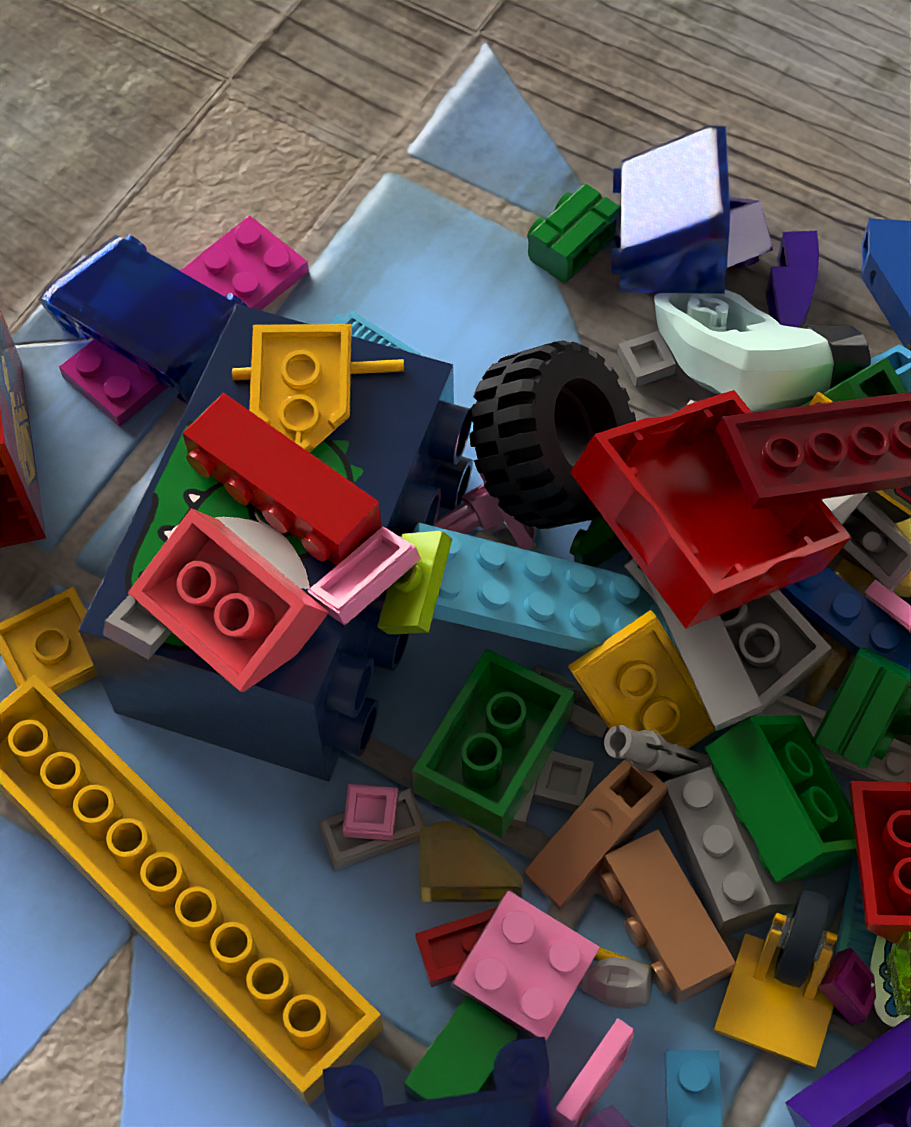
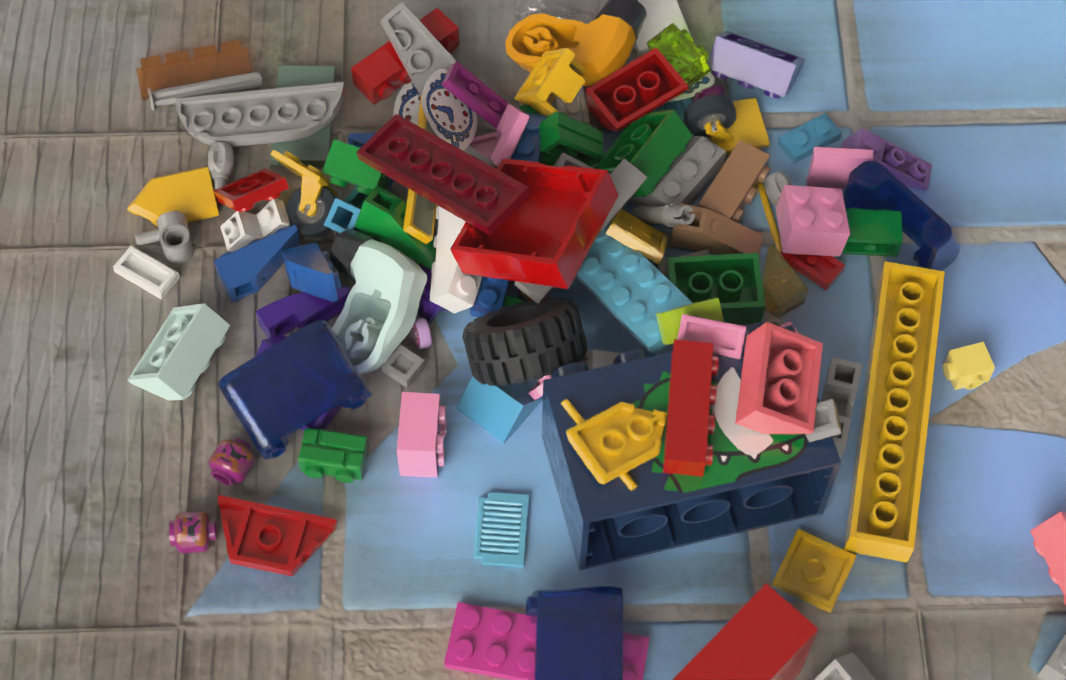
camera: 125 degrees left, 0 degrees up
(154, 1041) = (968, 366): none -> light yellow brick
(233, 818) = (842, 386): none -> light grey arch
(518, 136) = (271, 536): none -> red wing
(527, 303) = (421, 434): none -> bright pink brick
(573, 71) = (192, 532): none -> magenta head
(631, 134) = (231, 461): none -> magenta head
(676, 394) = (421, 334): none -> lavender tile
(812, 153) = (180, 352): none -> light aqua slope
(835, 301) = (311, 271): none -> blue slope

